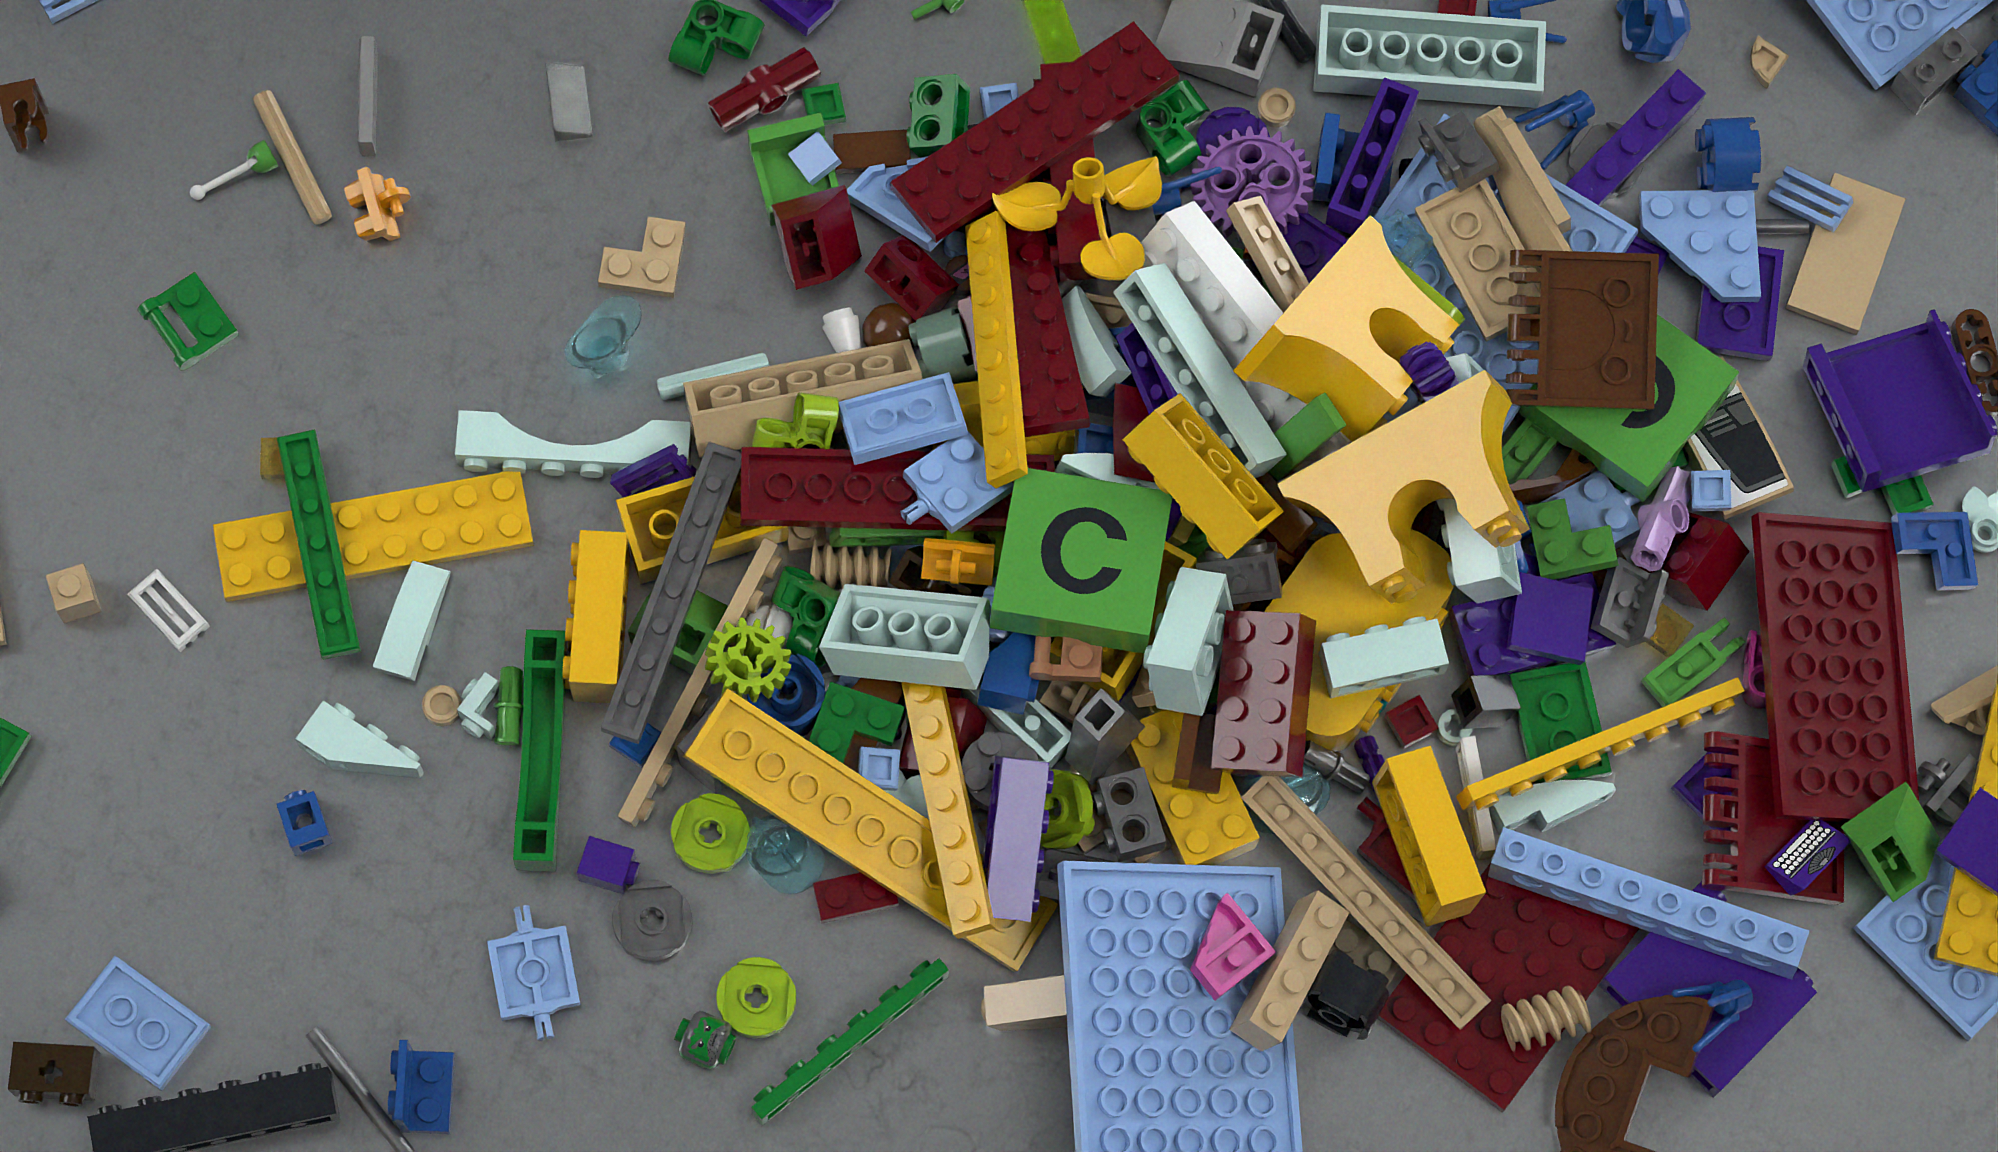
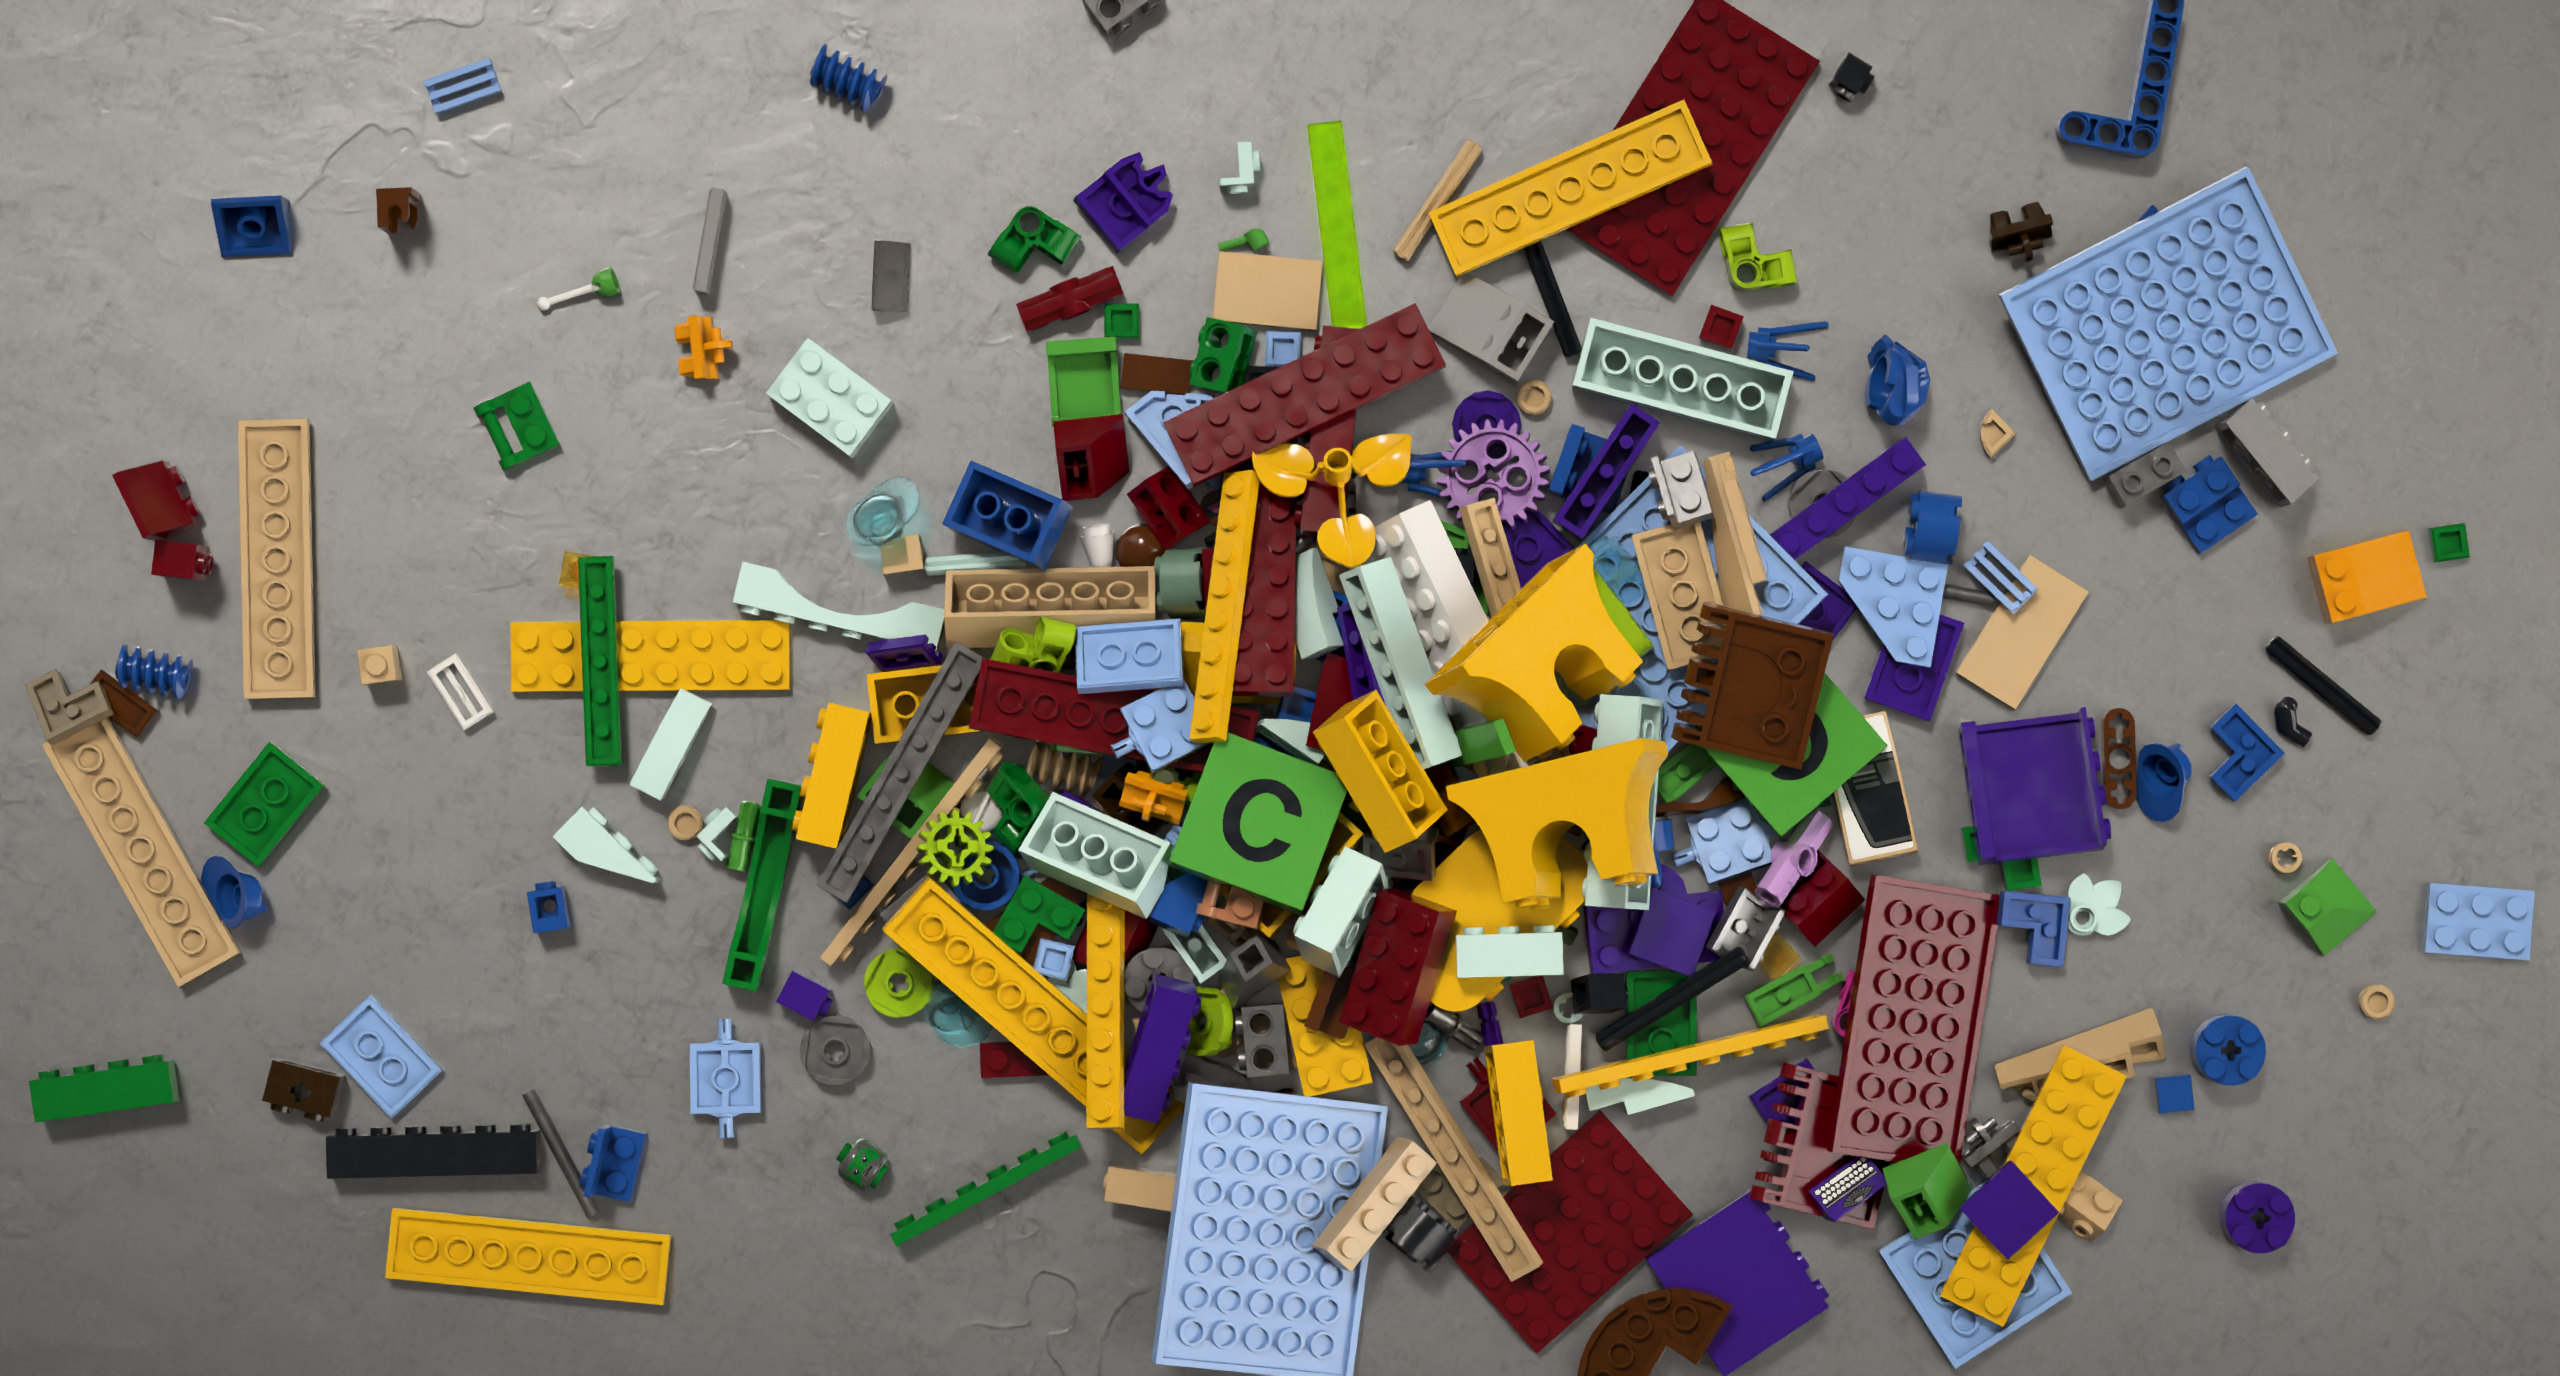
camera: 15 degrees right, 15 degrees up
(292, 157) = (633, 285): tan axle -> none
(524, 230) = (830, 397): none -> light aqua brick
(634, 381) = (903, 556): none -> tan panel
(649, 271) = (941, 450): tan plate -> none
(739, 311) = (1007, 515): none -> blue brick
(774, 983) = (923, 1152): lime plate -> none
(815, 158) = (1103, 375): light blue tile -> none
(975, 45) = (1267, 290): none -> tan tile
(1172, 142) = (1430, 420): green piece -> none
(1229, 949) = (1324, 1178): dark pink wing -> none
(1428, 370) = (1600, 716): dark purple gear -> none
(1545, 1017) = (1587, 1287): tan piece -> none
(1564, 552) = (1694, 870): bright green plate -> none
(1567, 688) = (1672, 998): none -> black axle
(1648, 903) = (1696, 1206): light blue brick -> none
(1711, 490) = (1841, 841): light blue tile -> none
(1728, 1000) = (1747, 1305): blue plant -> none

